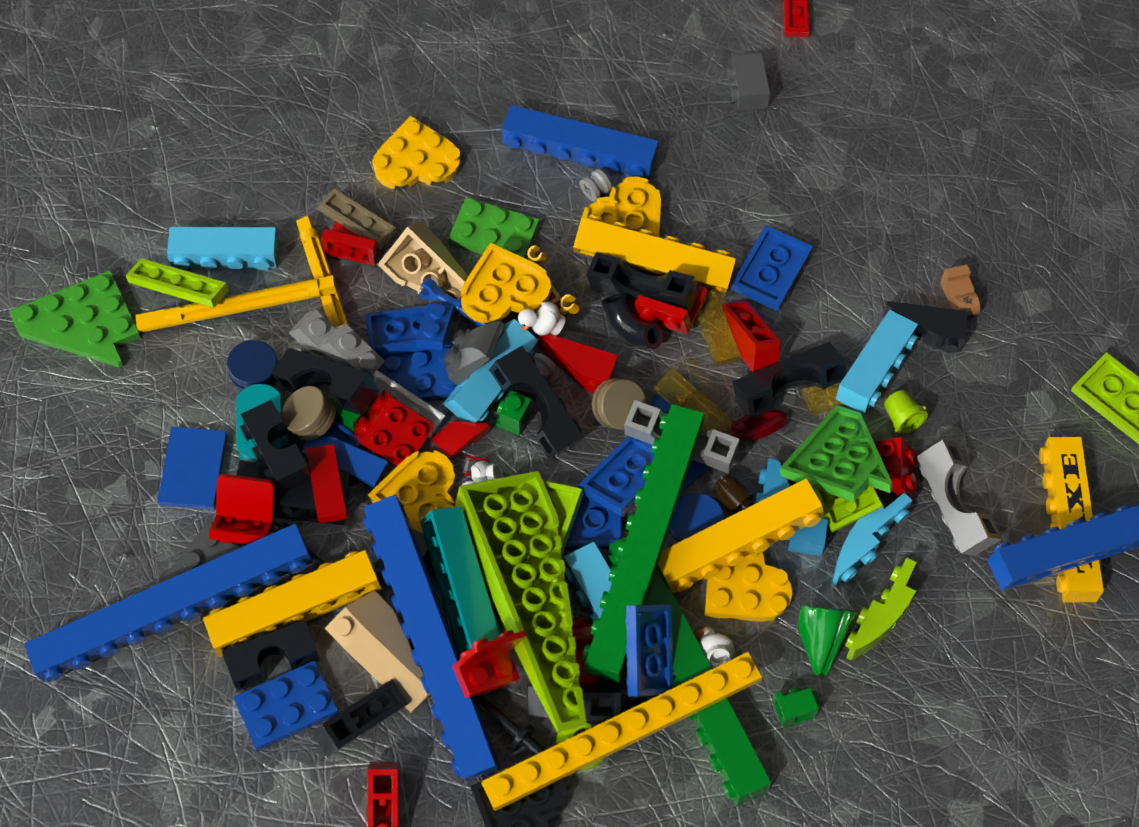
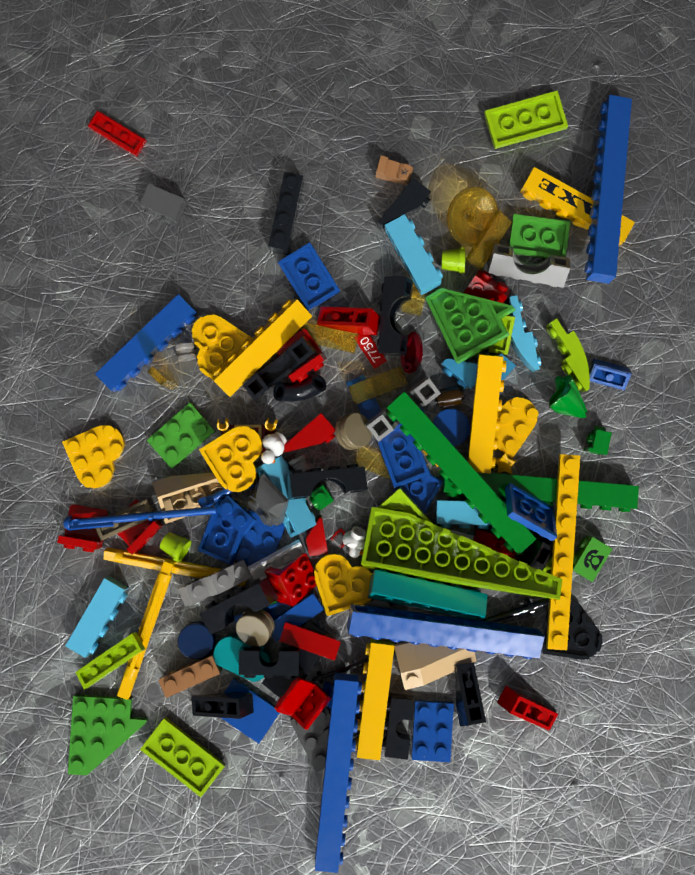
camera: 60 degrees left, 25 degrees up
(95, 424) = (183, 757): none -> lime plate
(189, 430) = (223, 705): none -> black slope
(204, 377) = (189, 675): none -> medium nougat brick
(319, 181) = (84, 538): none -> red bracket
(321, 164) = (108, 521): none -> blue bar
(356, 287) = (175, 546): none -> lime piece
(488, 664) = (488, 611): red bracket -> none
(549, 167) = (162, 378): none -> clear yellow tile
(593, 449) = (373, 462): none -> clear yellow tile
(635, 779) = (590, 557): none -> bright green brick
(693, 606) = (505, 463): none -> yellow piece
(715, 646) = (539, 468): white animal -> none
(725, 390) = (370, 350): none -> red sticker
(828, 205) = (286, 213): none -> black brick
(892, 677) = (609, 374): none -> blue slope
(970, 438) = (491, 234): none -> clear yellow tile
(989, 405) = (479, 207): none -> clear yellow dish
(1004, 493) = (538, 236): none -> bright green plate

